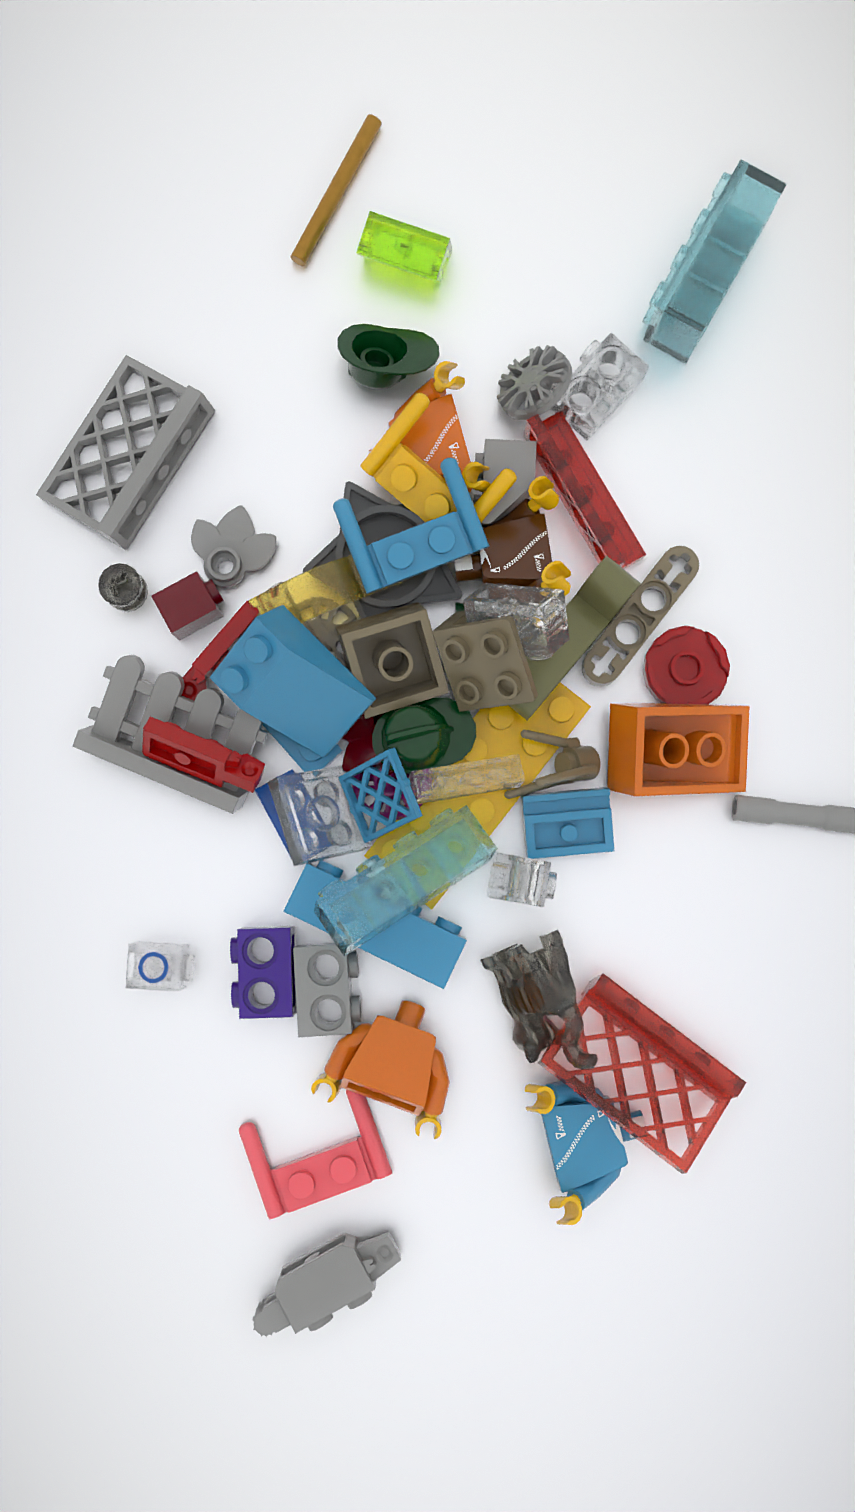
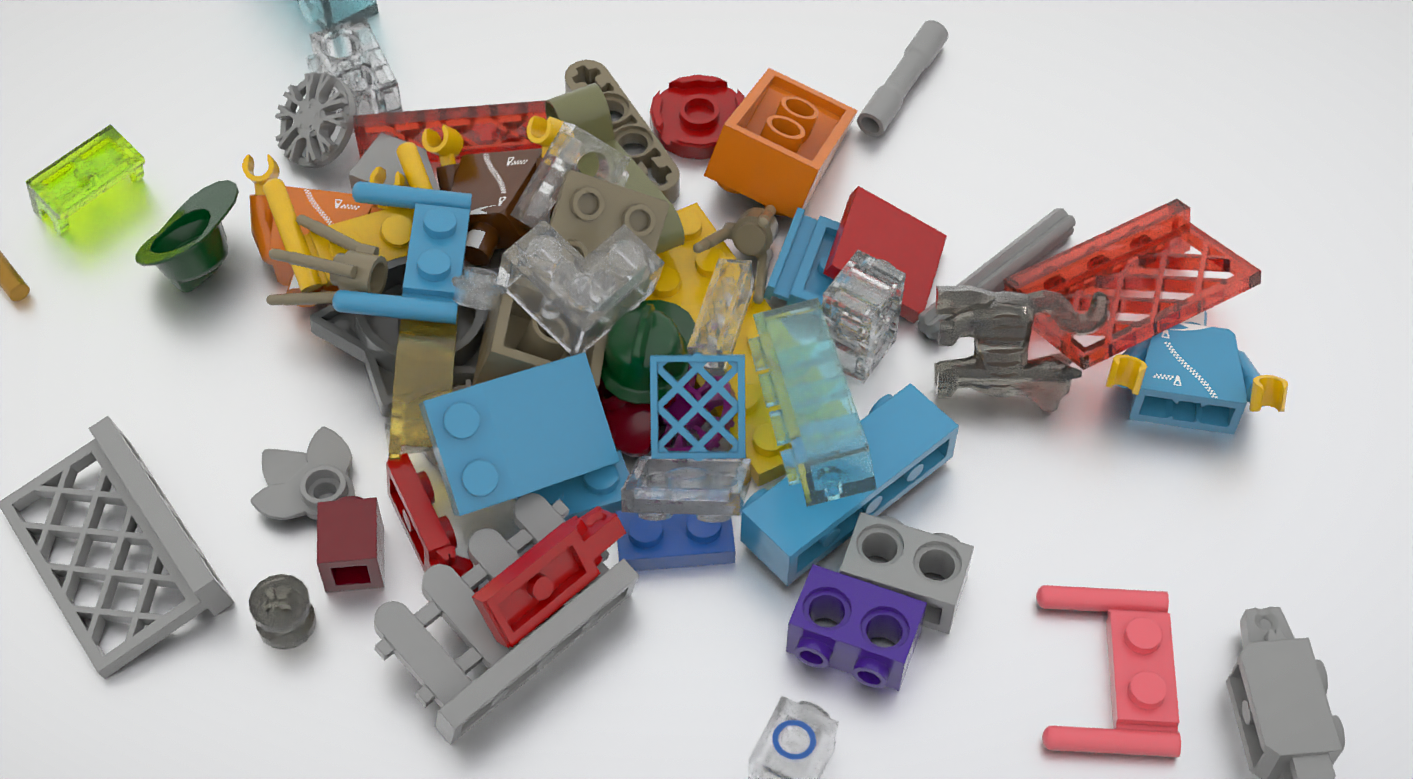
camera: 70 degrees left, 30 degrees down
(372, 500) = (356, 270): none -> dark tan plant
(387, 600) = (478, 289): none -> clear plate
(392, 1065) = (1030, 528): orange torso -> none
(409, 680) = (578, 295): none -> clear brick
(598, 871) = (893, 236): none -> red tile
(630, 961) = (1014, 258): none -> light grey axle

